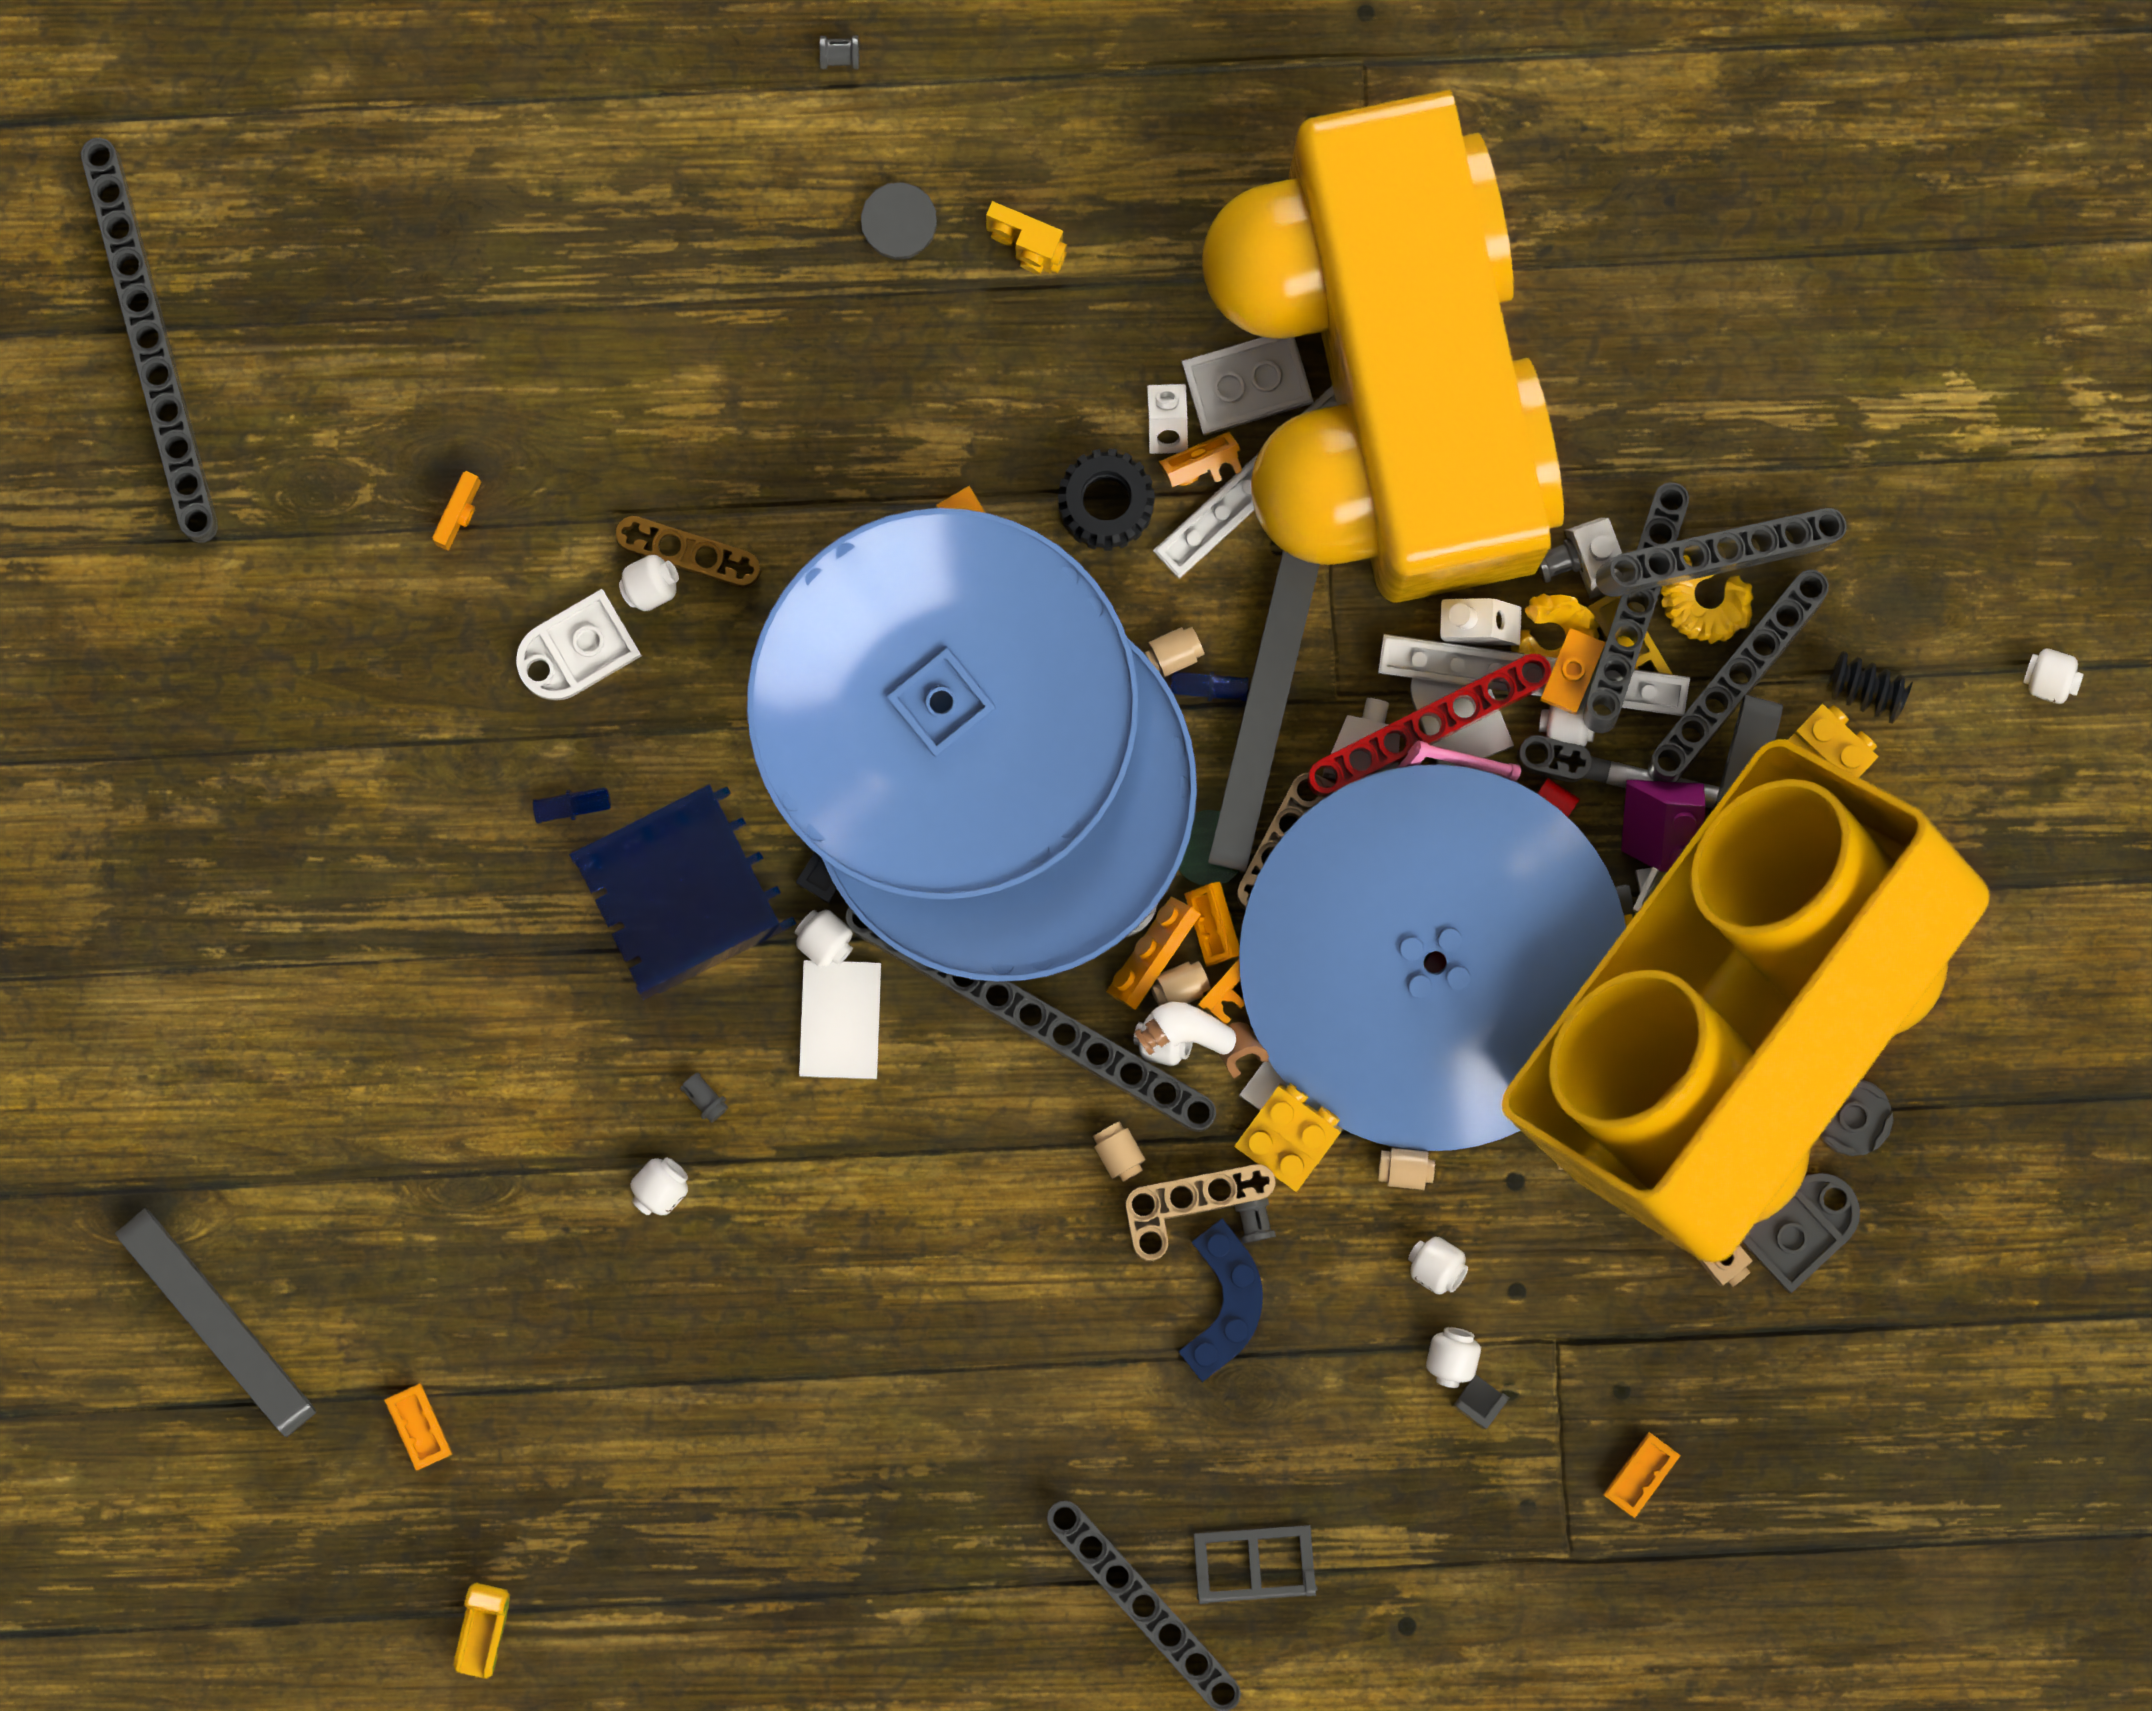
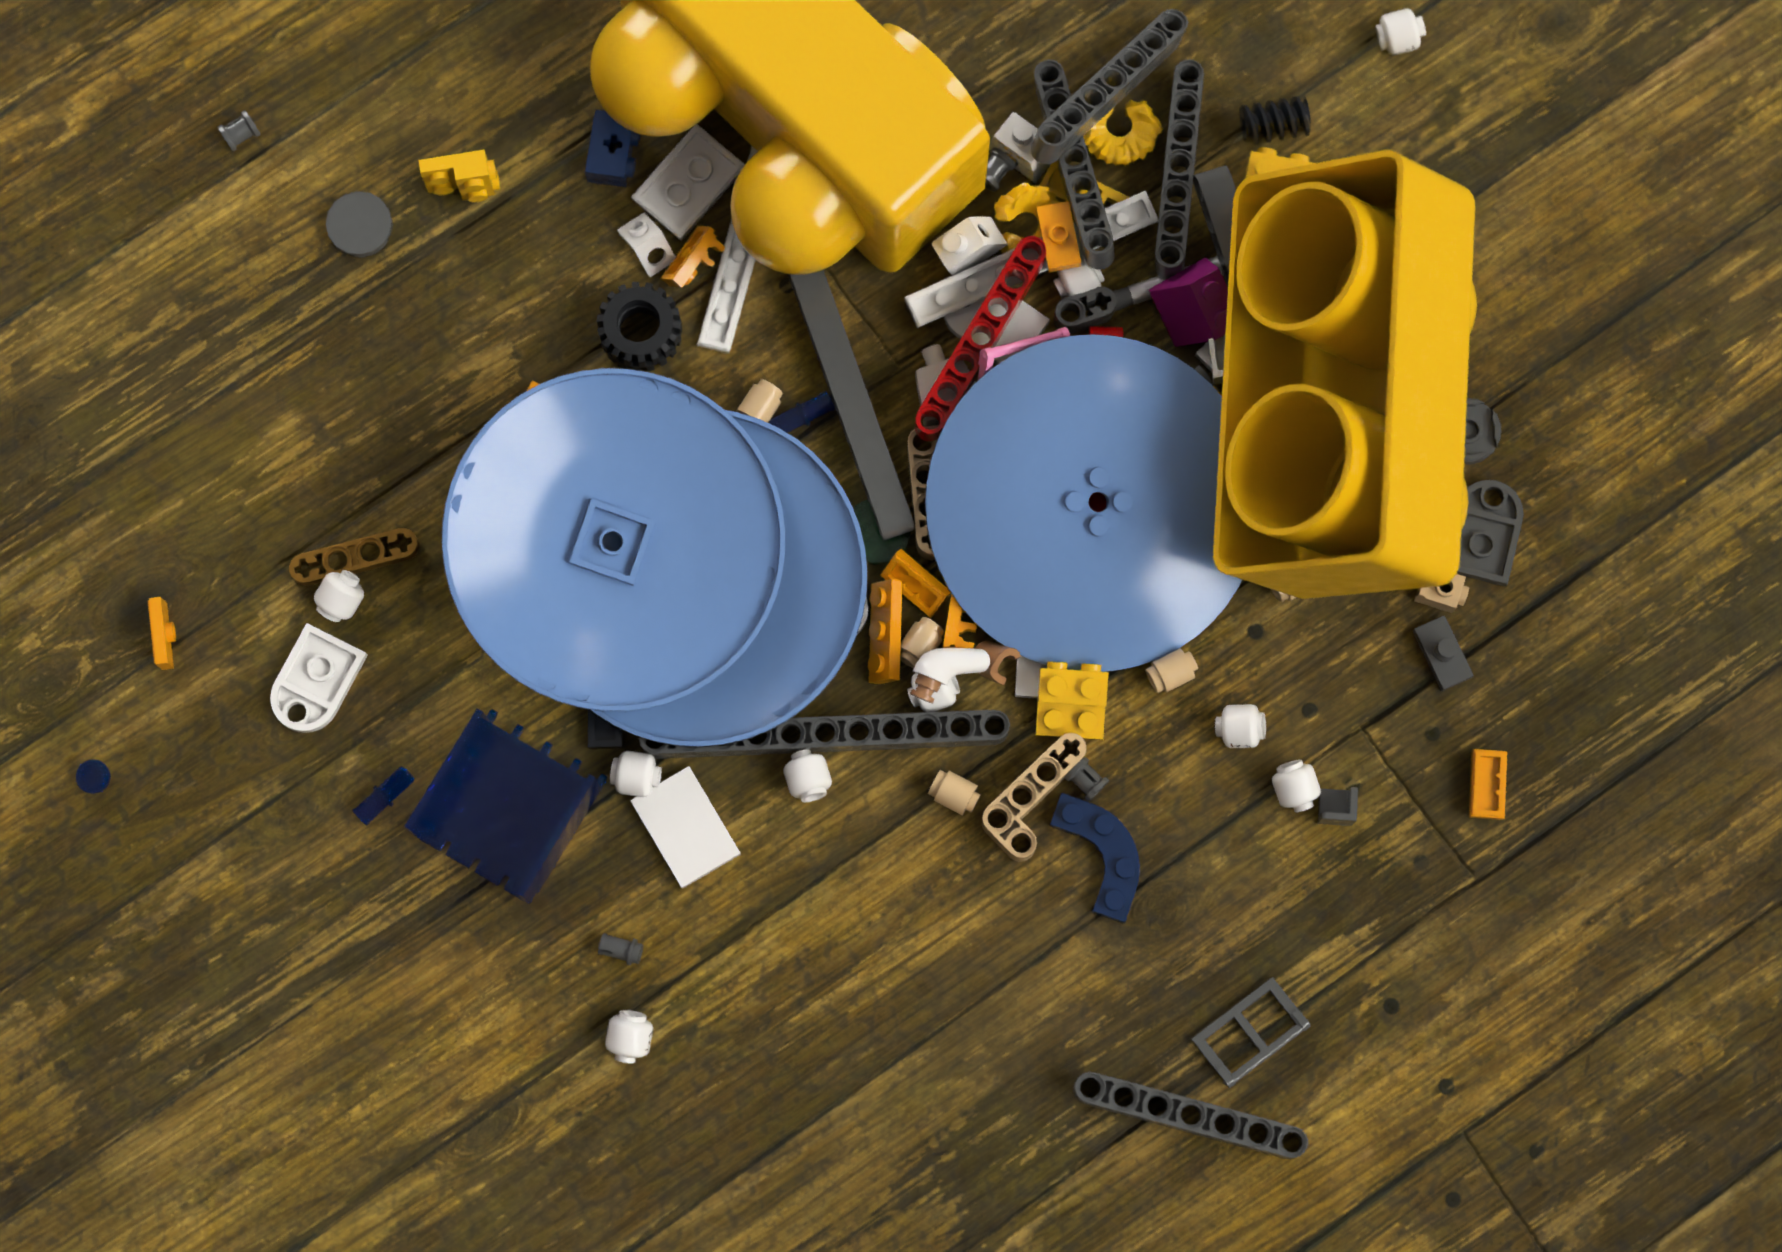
camera: 30 degrees left, 5 degrees down
(307, 609) = (93, 776): none -> clear blue plate
(987, 1046) = (807, 776): none -> white head
(1172, 309) = (605, 166): none -> dark blue brick
(1683, 1320) = (1443, 653): none -> dark grey tile

